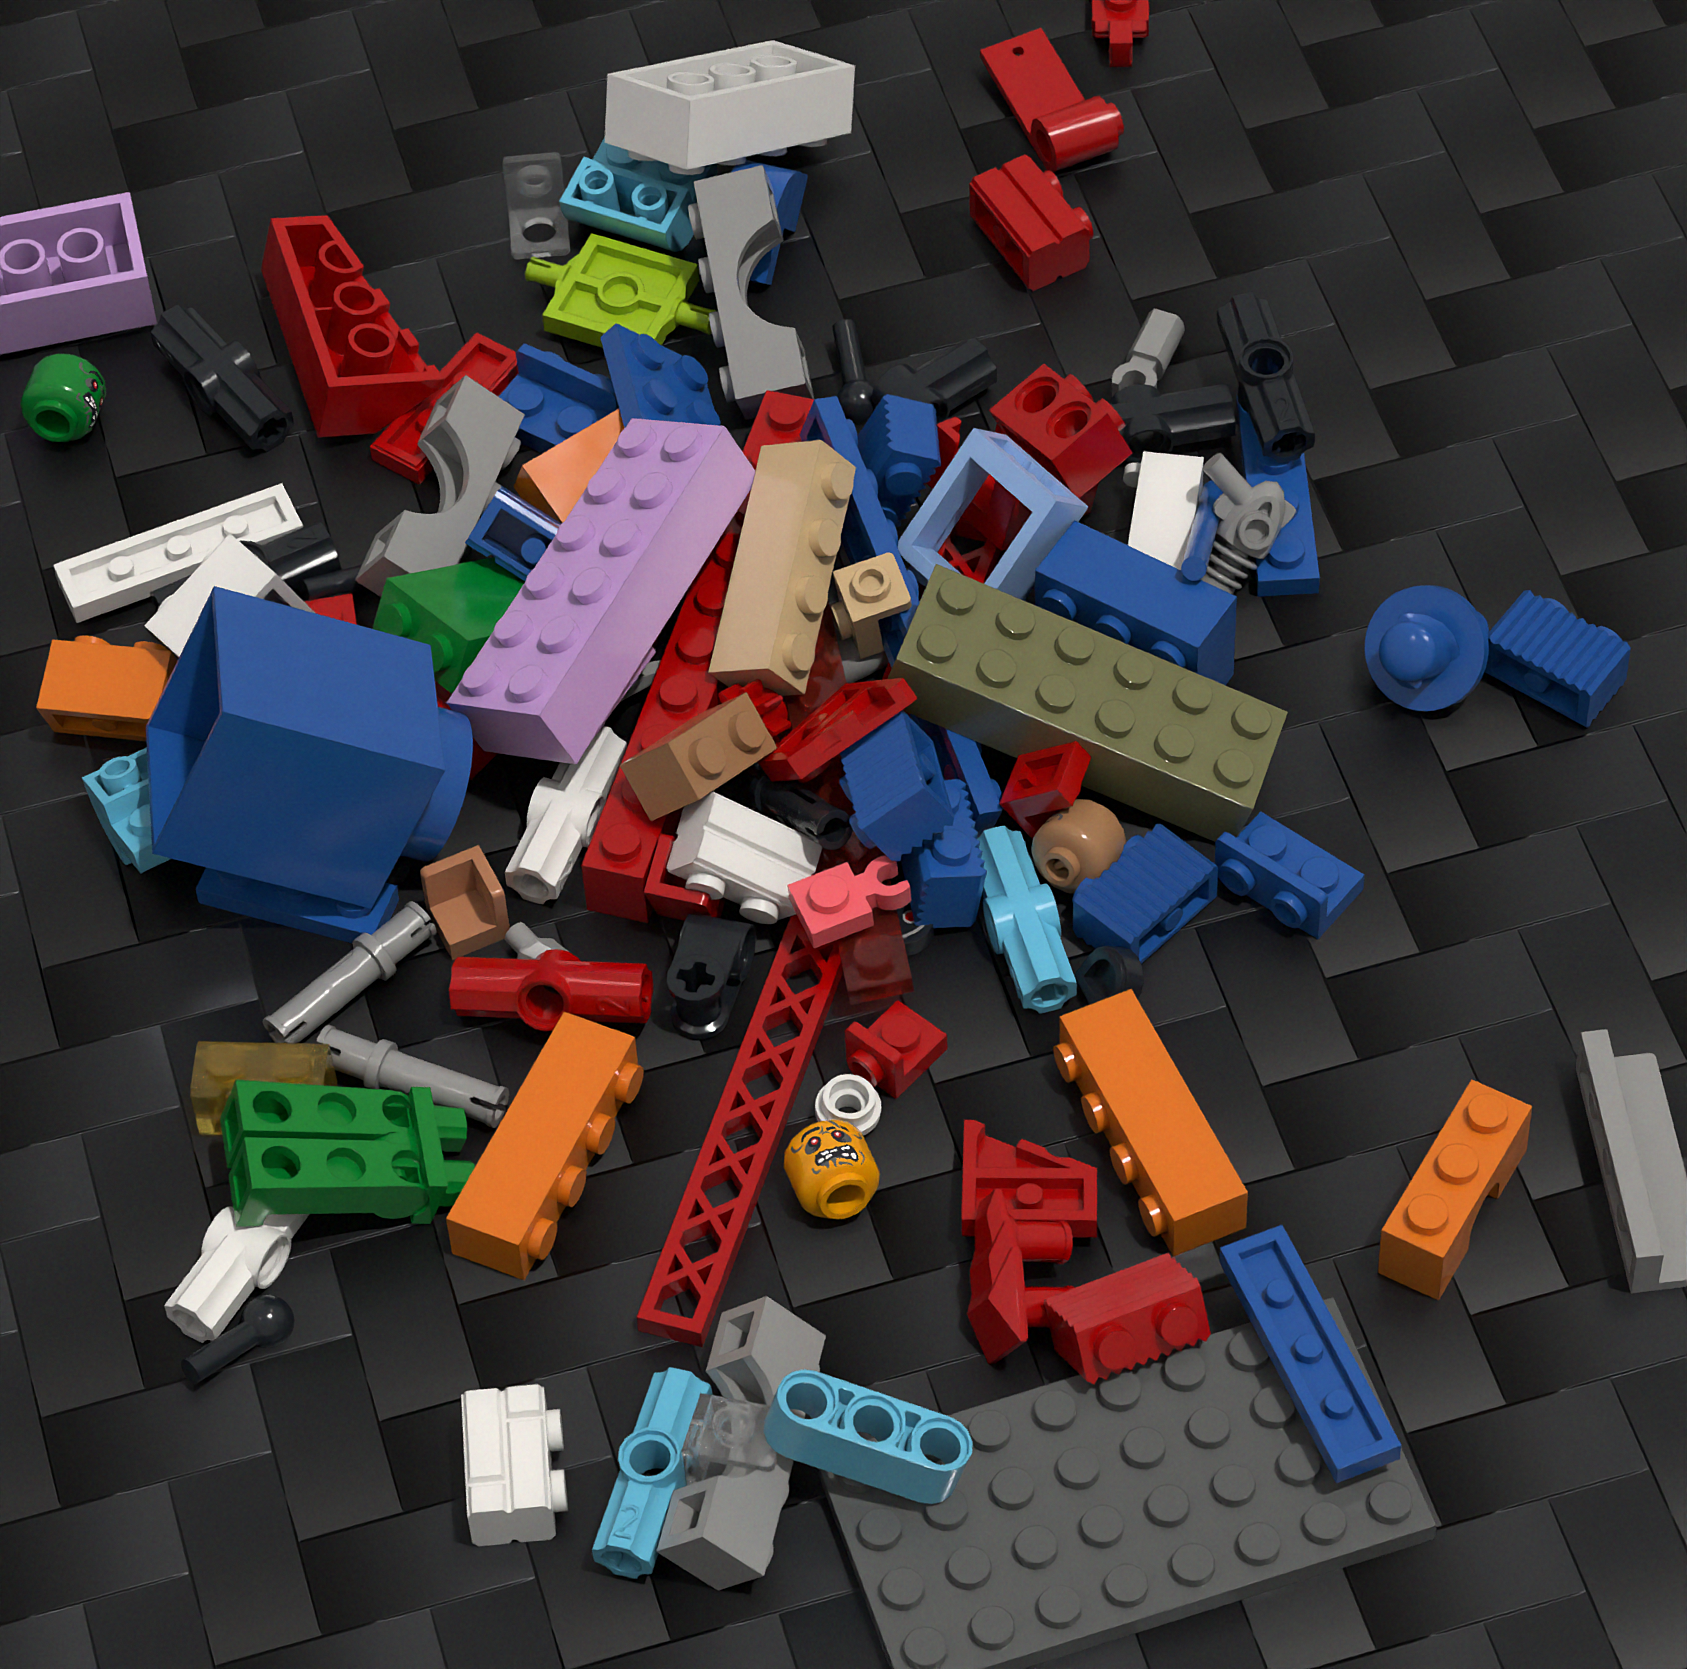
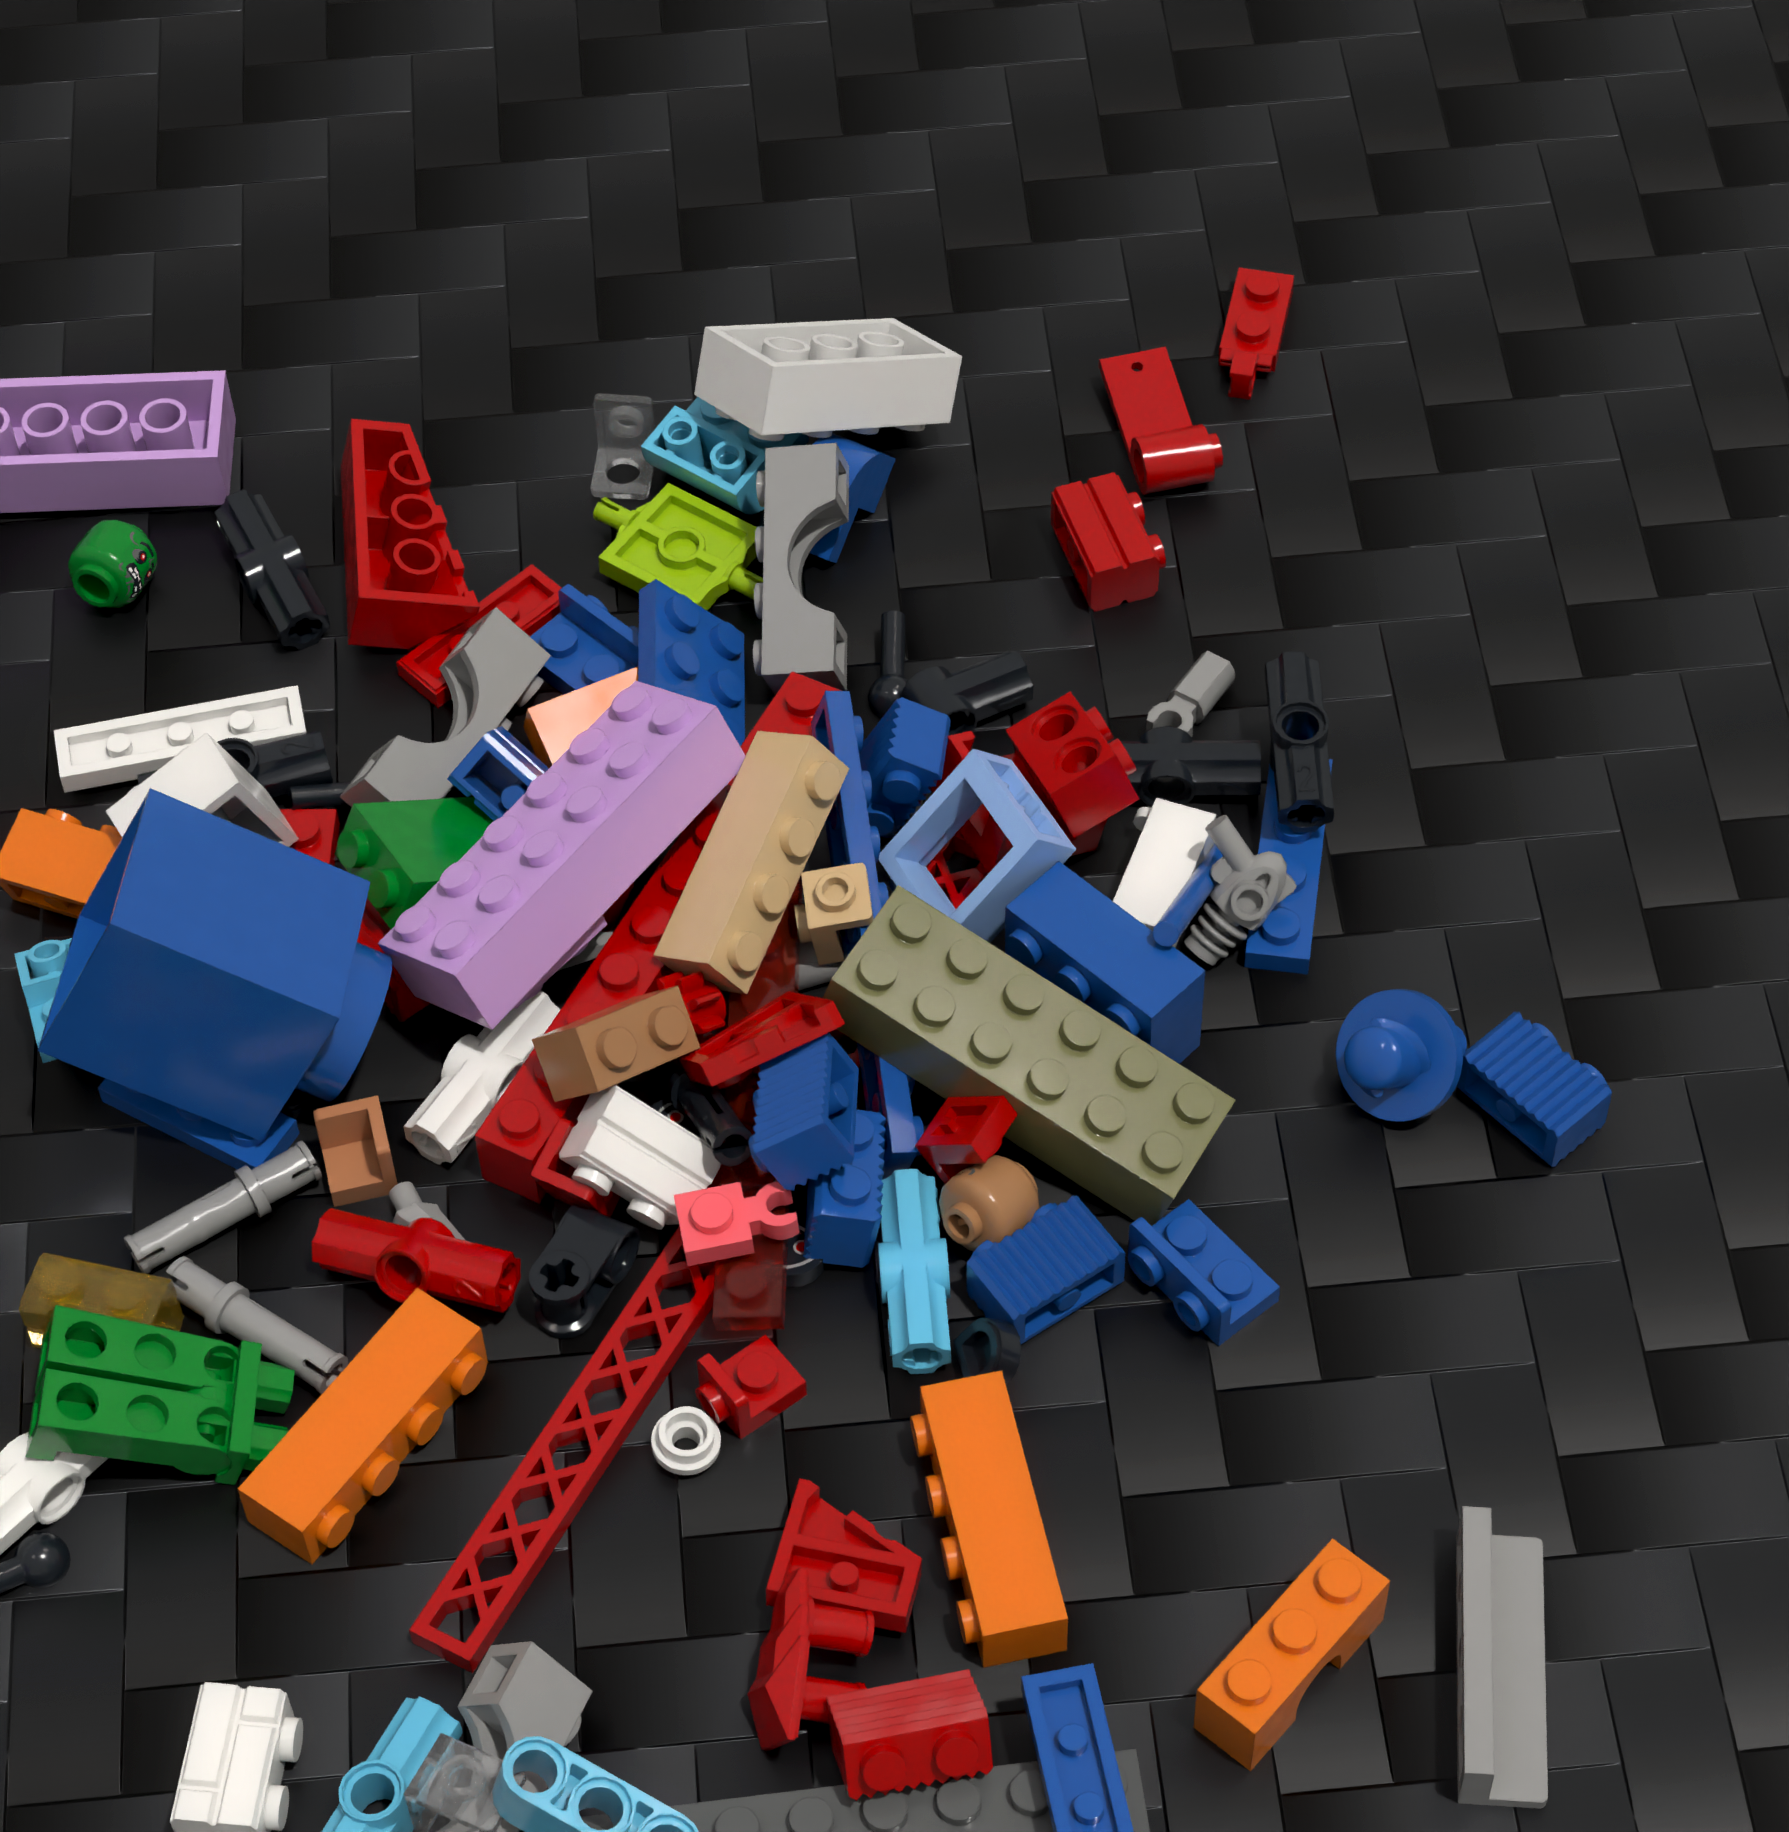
camera: 10 degrees right, 0 degrees up
(831, 1169) = (648, 1507): light orange head -> none

